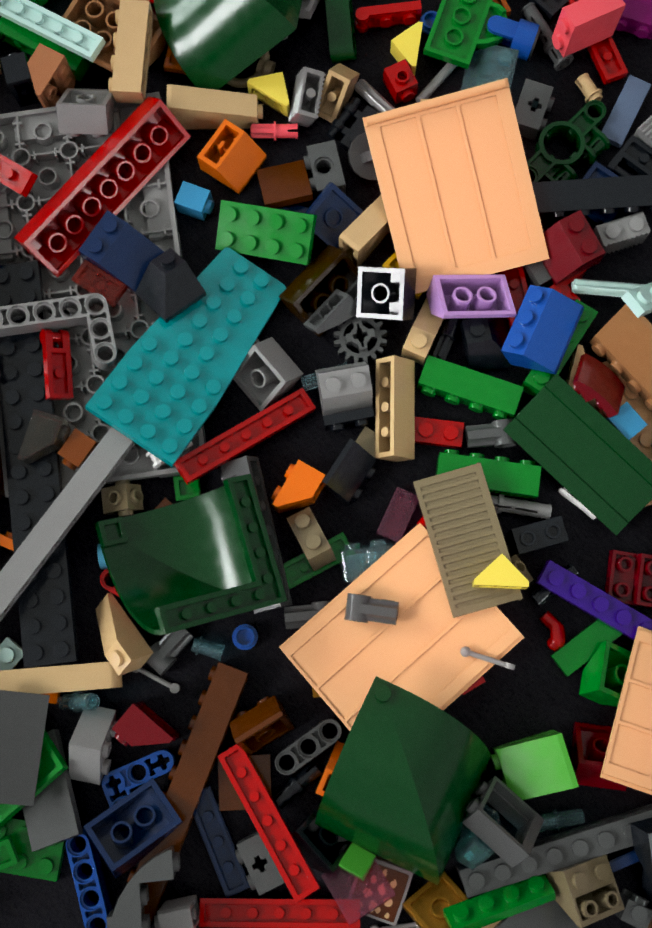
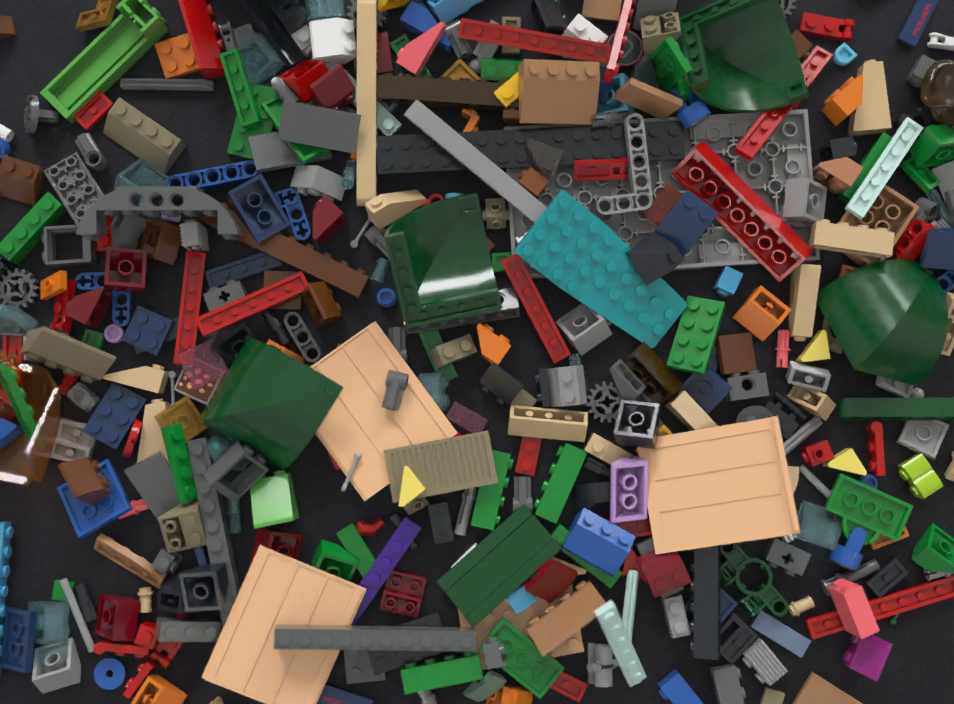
camera: 90 degrees right, 5 degrees up
(357, 861) = (219, 365): bright green slope -> none

